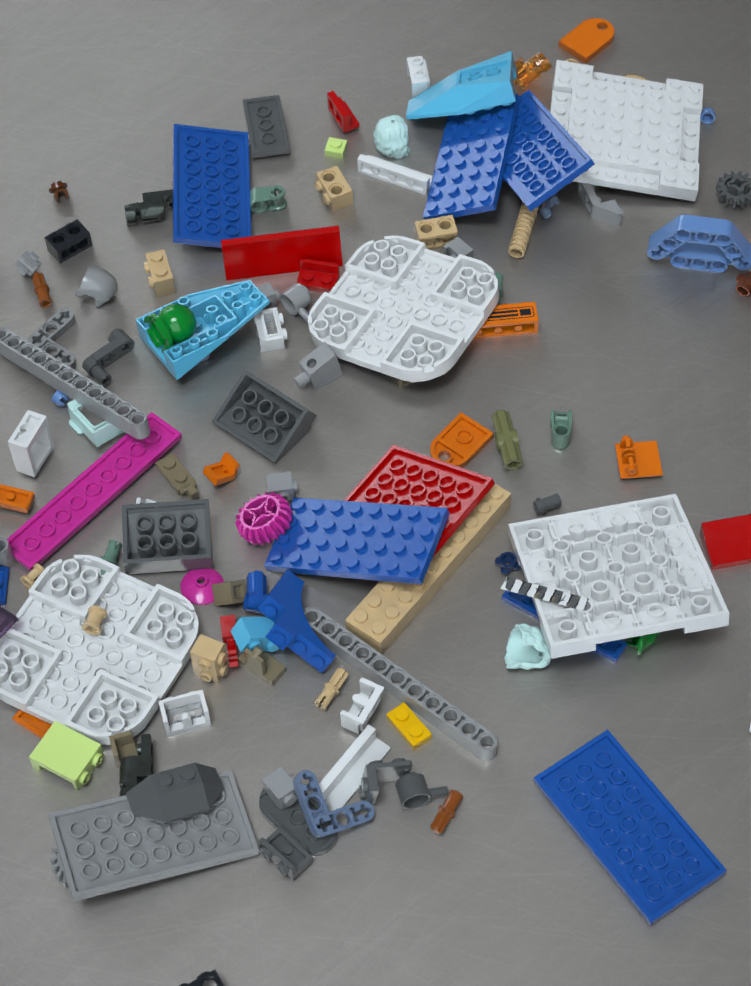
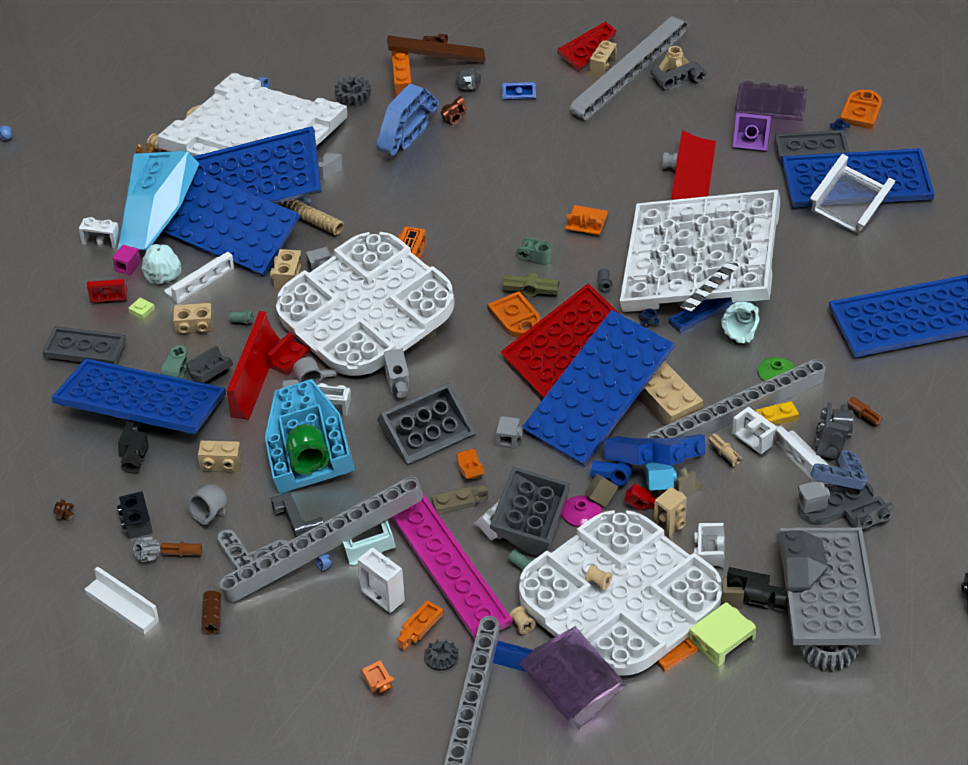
camera: 70 degrees left, 10 degrees down
(264, 518) = (540, 435): dark pink gear -> none
(275, 220) = (208, 365): none -> dark grey bracket
(355, 226) = (241, 317): none -> sand green pin
(392, 106) = (126, 260): none -> dark pink brick
(489, 714) = (773, 366): none -> bright green dish
(588, 40) = (128, 126): orange tile -> none

